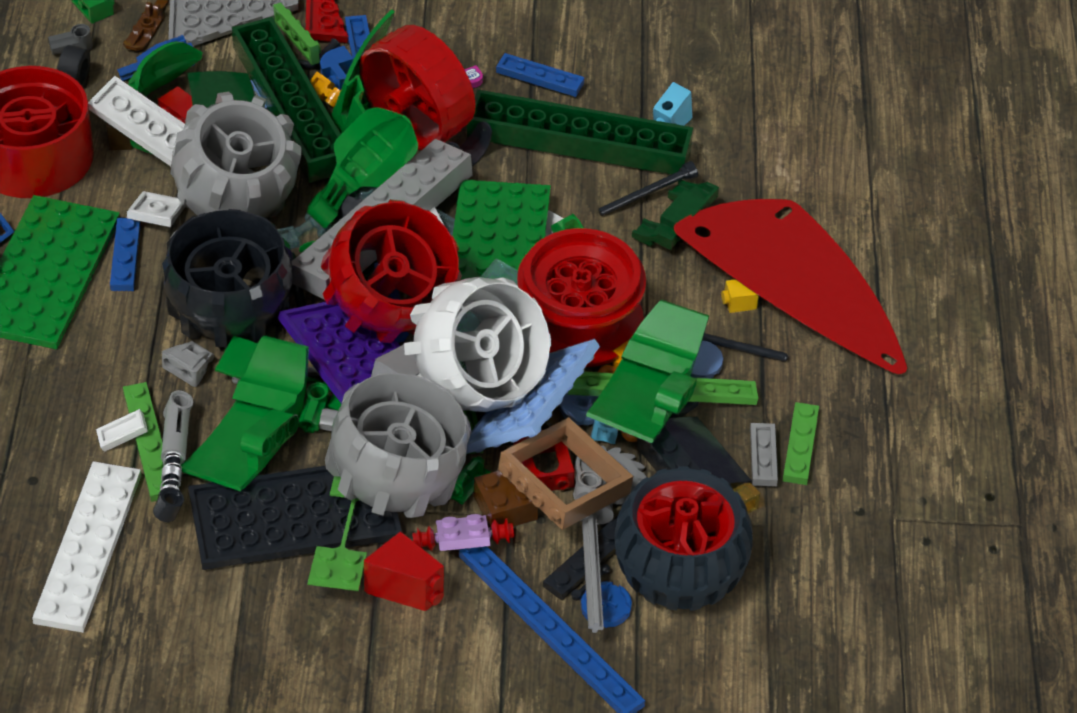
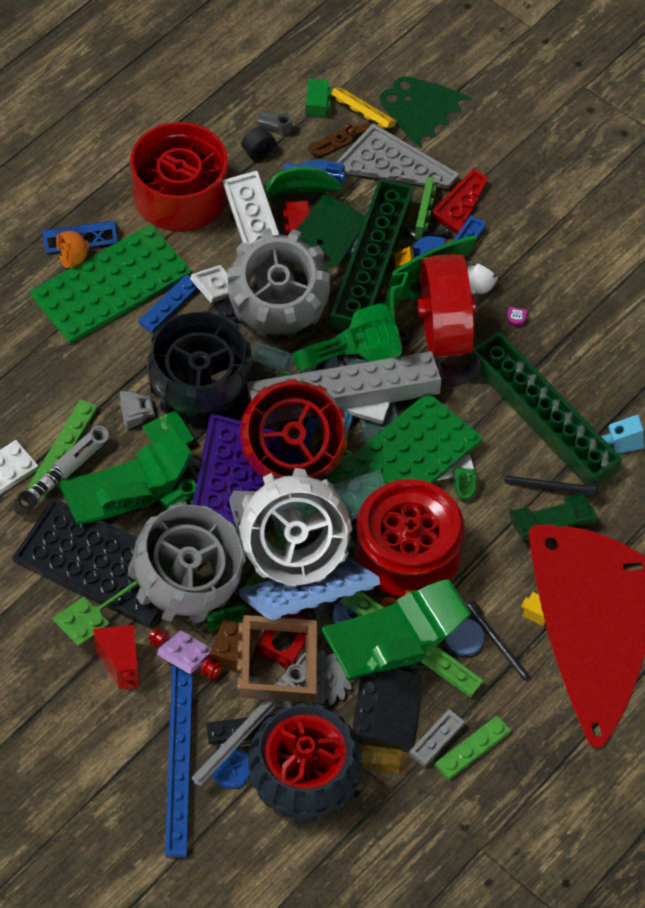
camera: 40 degrees right, 10 degrees up
(122, 430) = (50, 430): white tile -> none
(540, 74) = (564, 345): blue plate -> none

